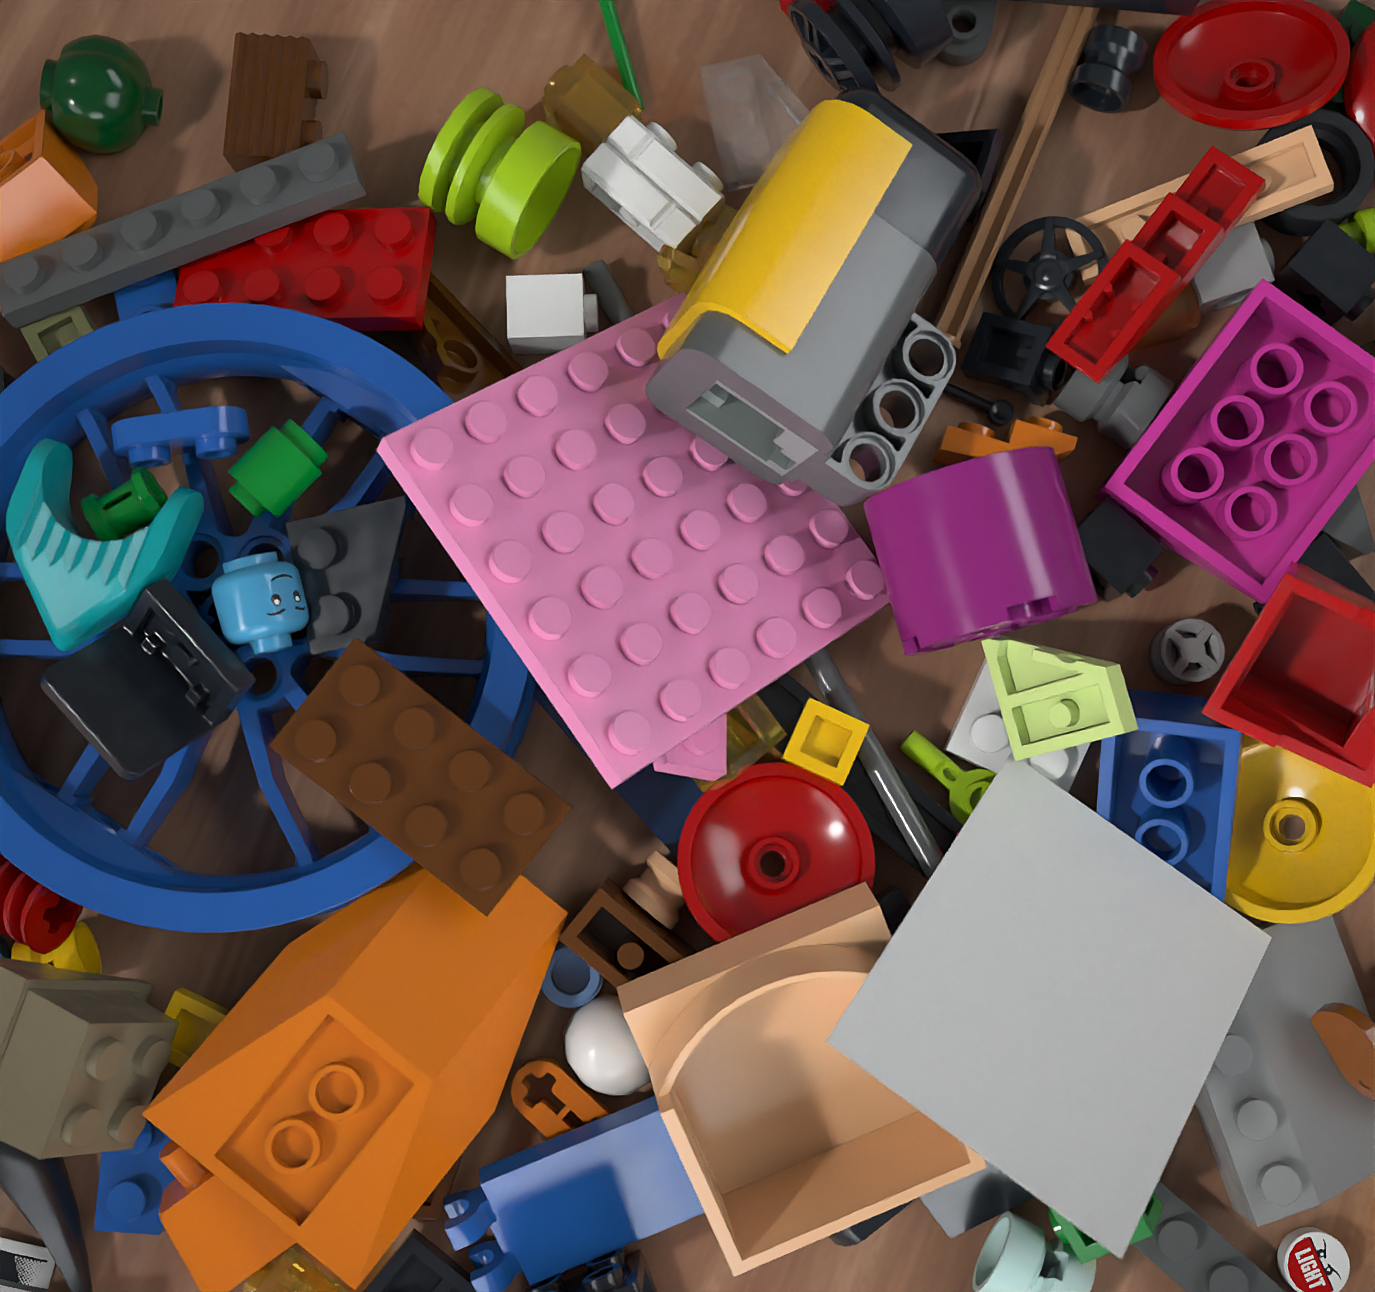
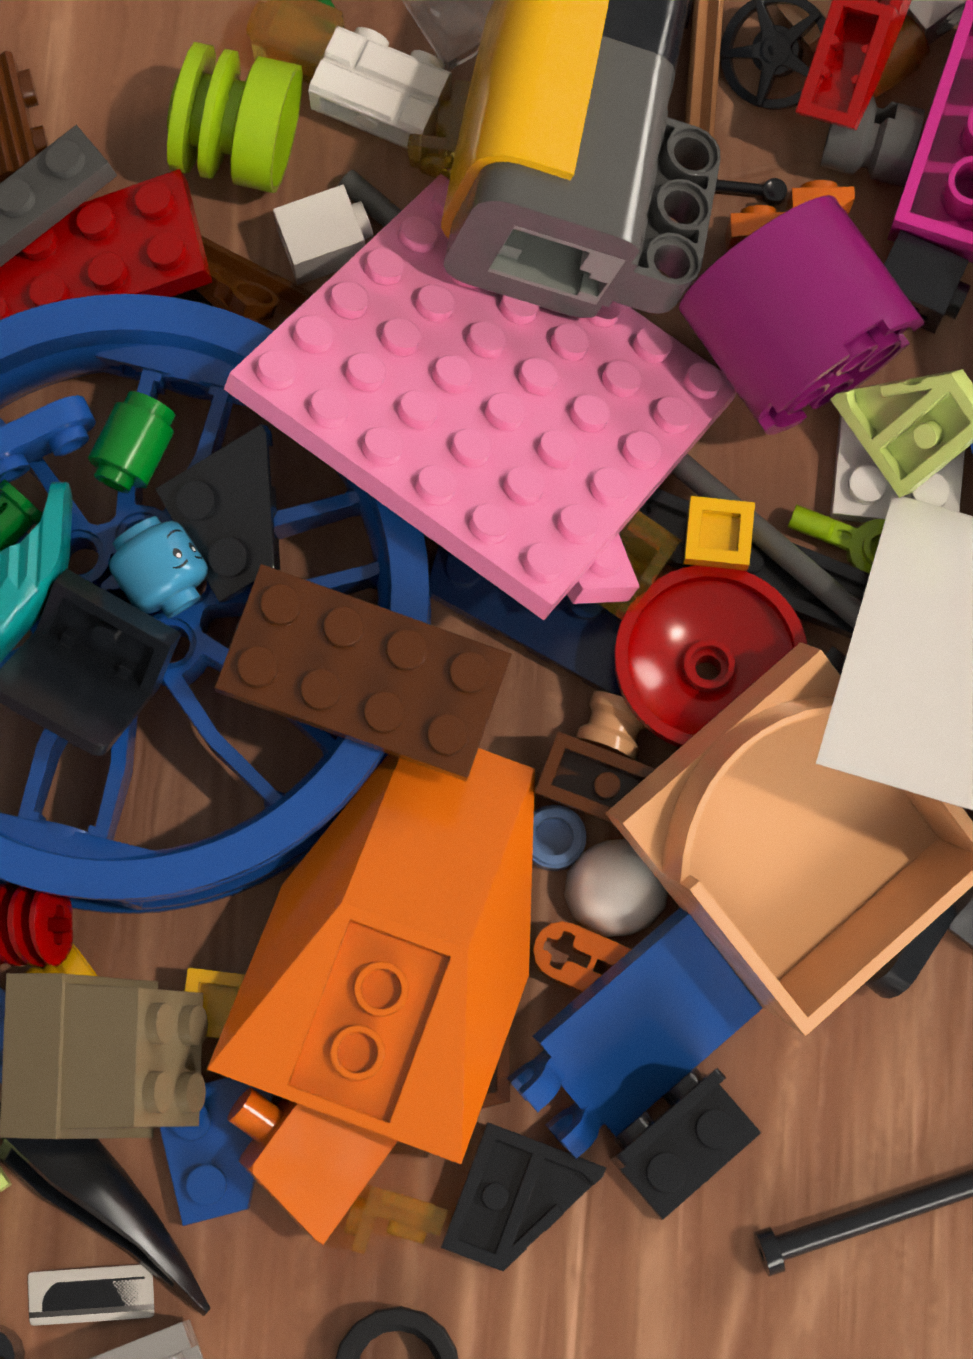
camera: 20 degrees left, 5 degrees down
(1014, 357) = (770, 135): black bracket -> none

